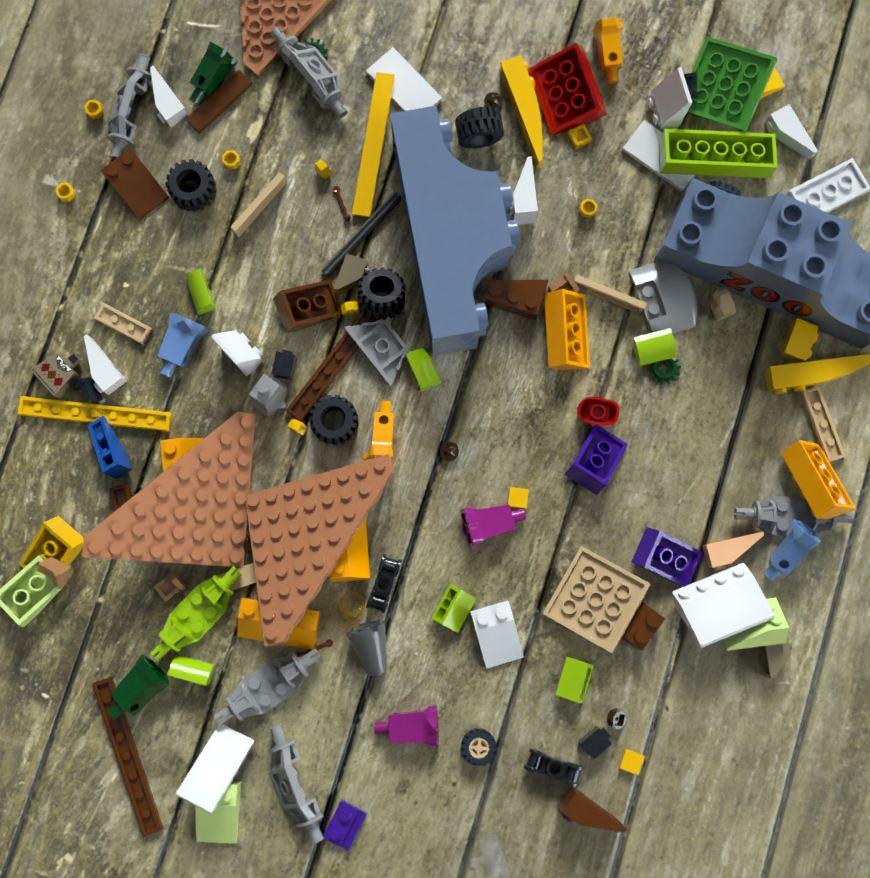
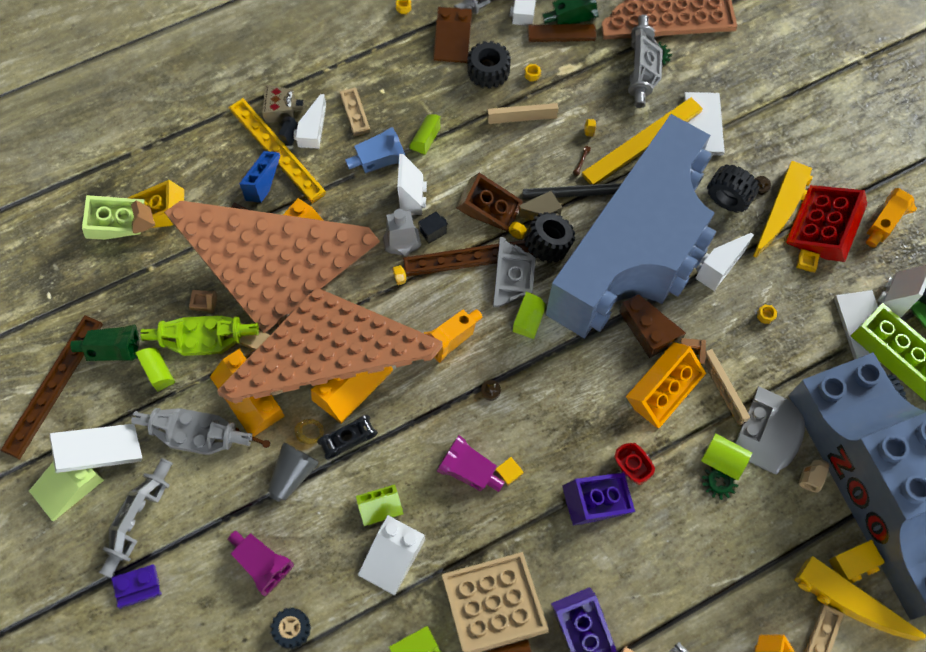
camera: 45 degrees right, 15 degrees down
(322, 408) = (426, 278): black tyre -> none

